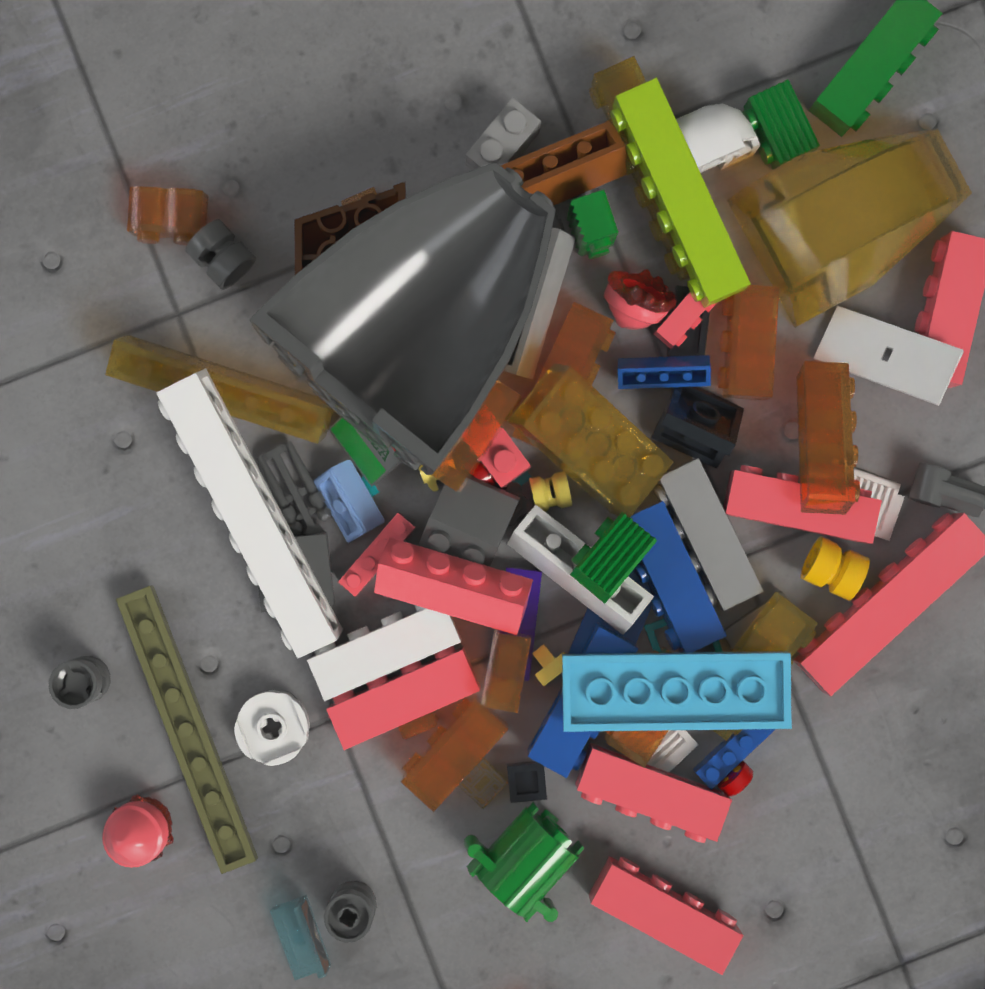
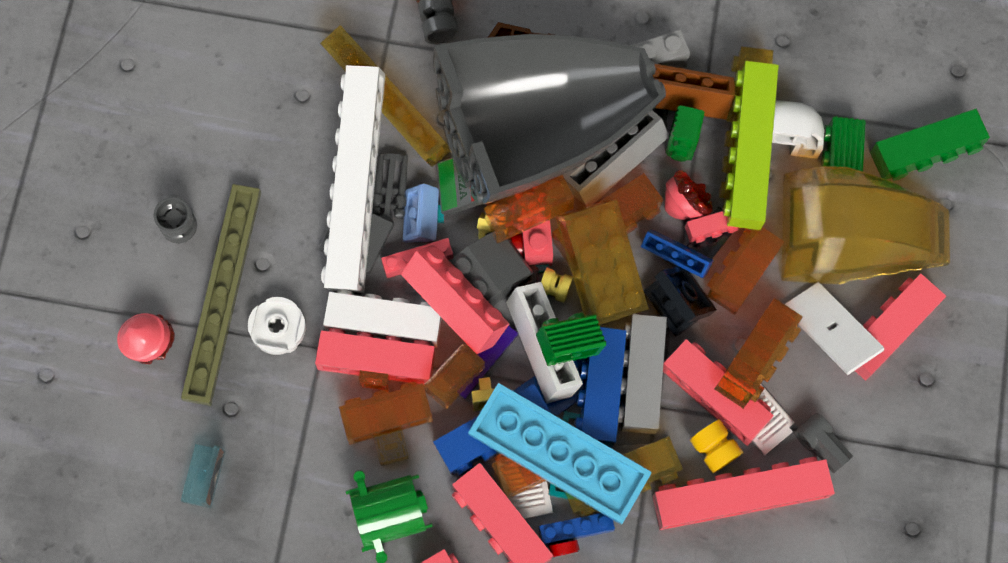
camera: 25 degrees right, 15 degrees down
(350, 911) = (249, 474): dark grey wheel -> none
(526, 782) = (421, 462): black plate -> none

